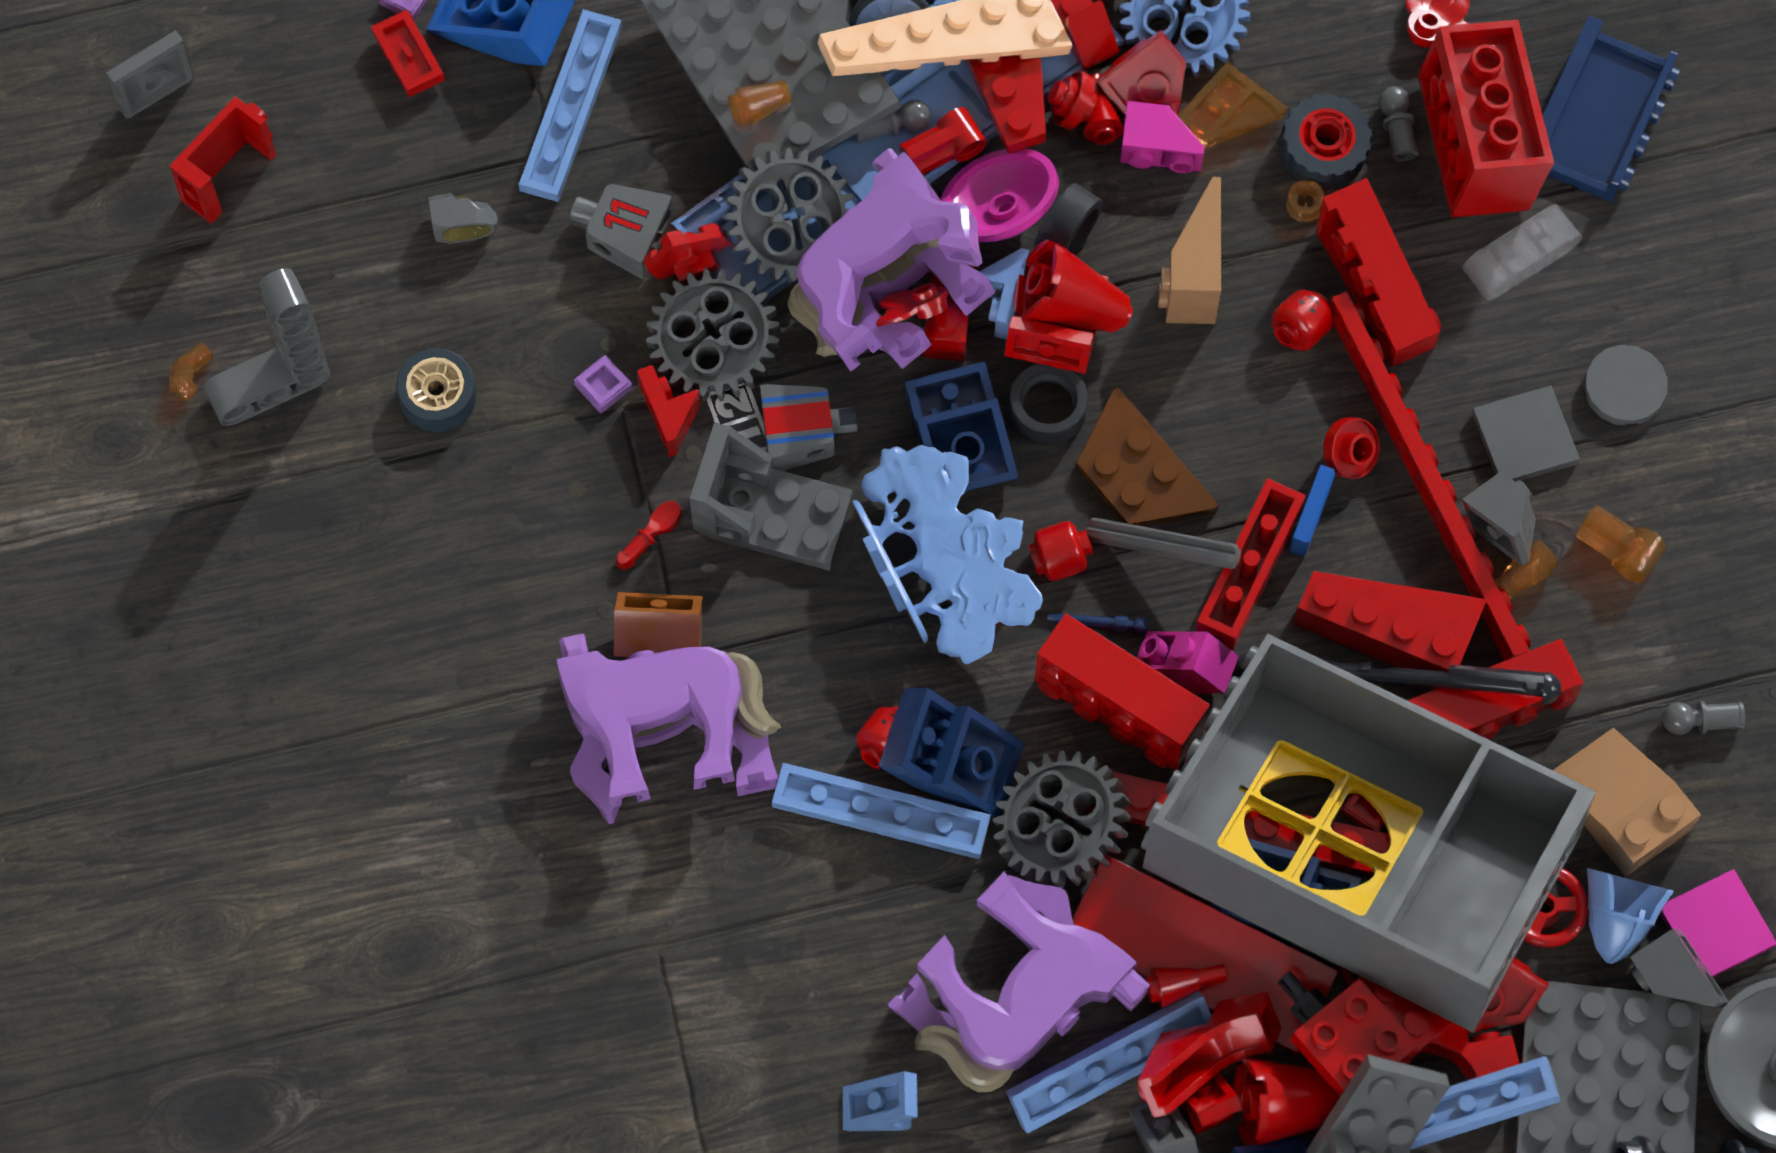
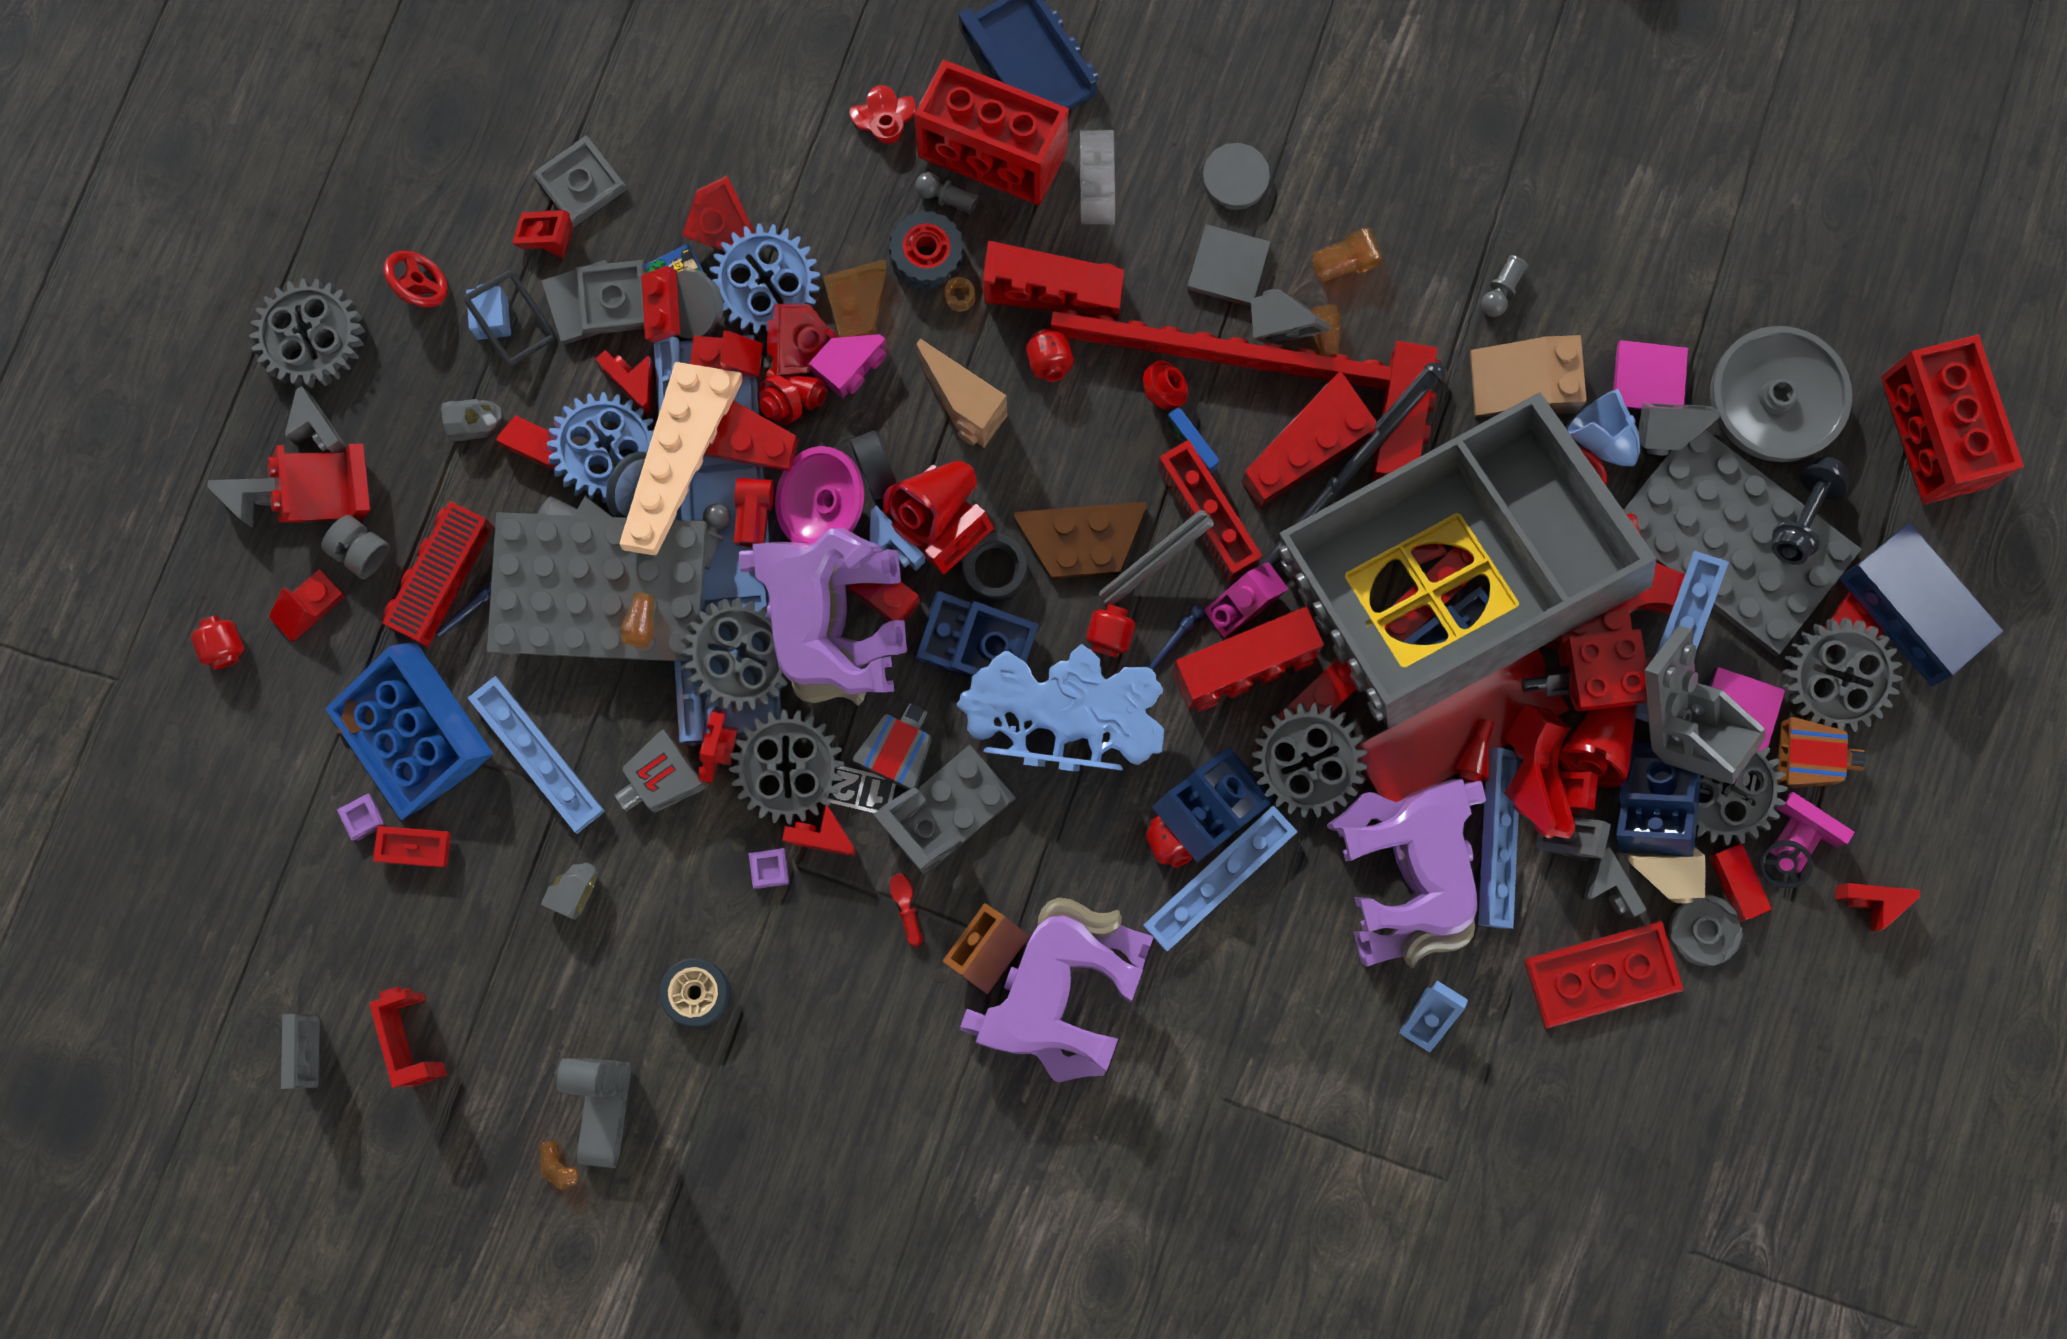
camera: 55 degrees left, 10 degrees up
(924, 301) = (865, 618): red plate -> none

